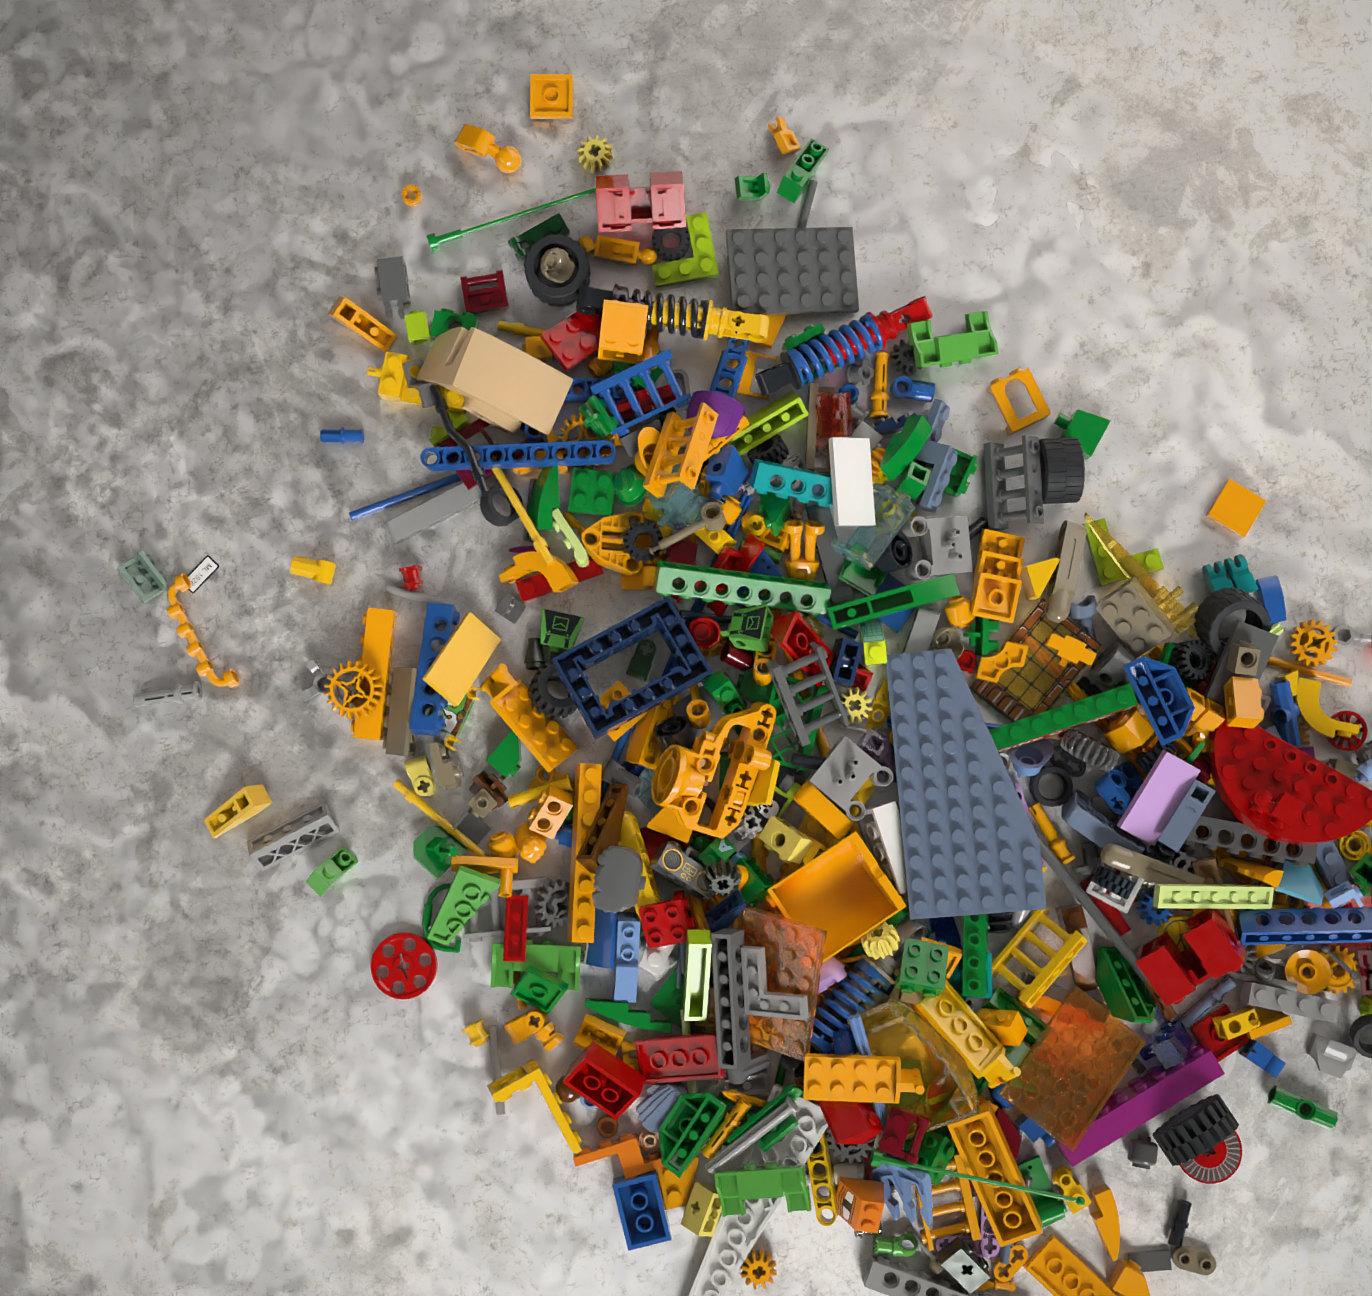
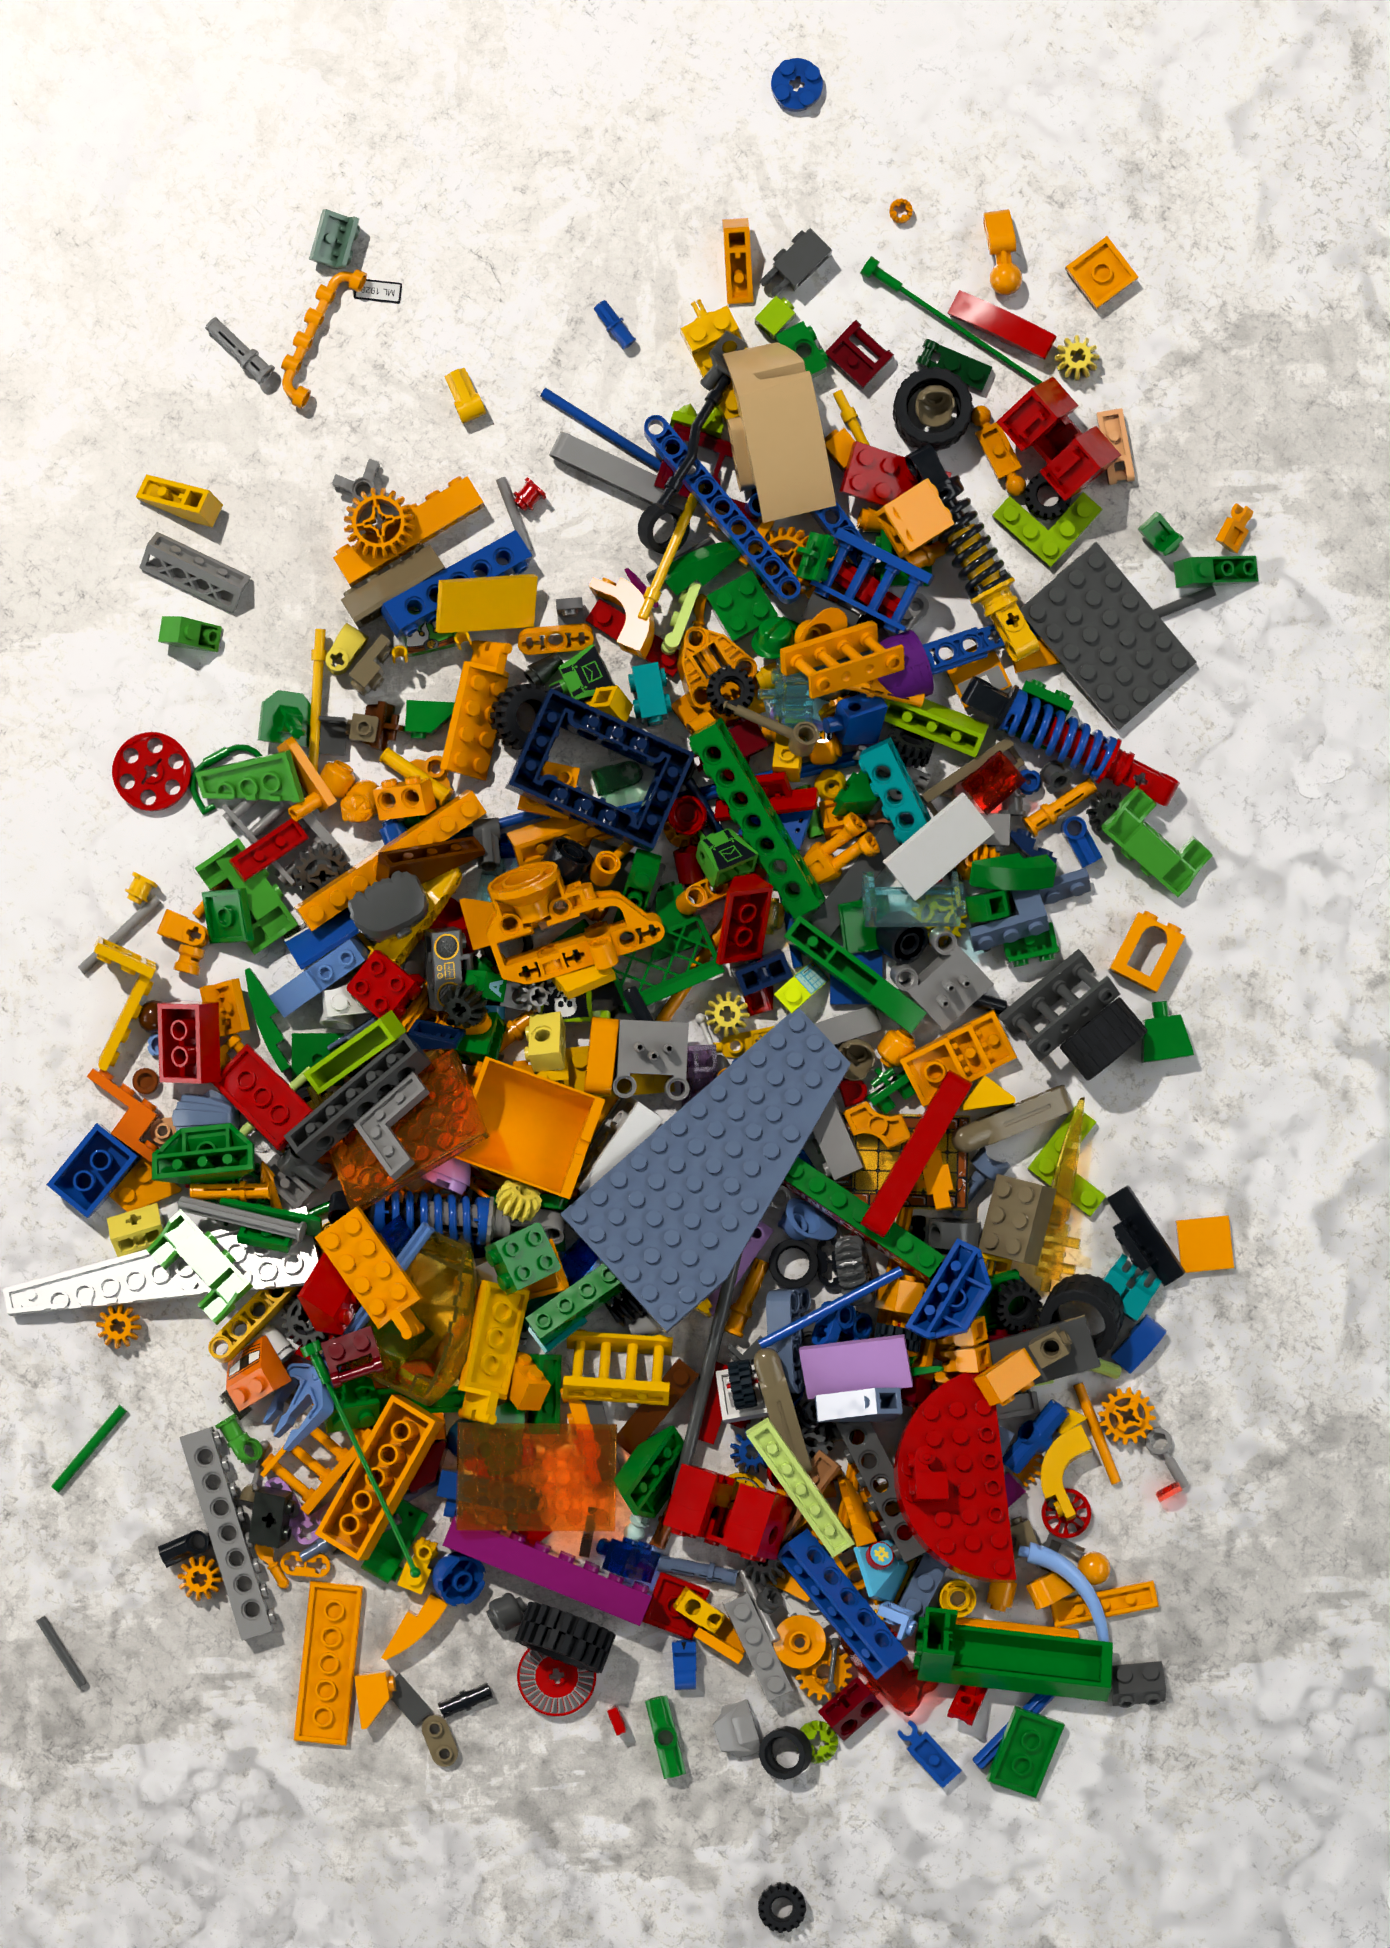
camera: 55 degrees right, 0 degrees up
(264, 198) = (804, 97): none -> blue plate
(533, 620) = (537, 648): none -> light orange beam
(536, 185) = (1002, 324): none -> red slope
(590, 625) = (611, 701): none -> yellow brick
(611, 599) = (651, 701): none -> teal brick
(658, 163) = (1113, 426): none -> light nougat plate
(787, 692) = (688, 935): dark grey fence -> none
(996, 699) = (836, 1144): none -> light grey brick
(1046, 651) = (916, 1153): none -> red beam
(1099, 1171) = (458, 1578): none -> blue cylinder
(1107, 785) = (831, 1307): none -> blue piece
(1203, 545) = (1143, 1238): none -> black bracket
(1267, 1131) = (616, 1720): none -> red tile
(1295, 876) = (879, 1555): none -> tile

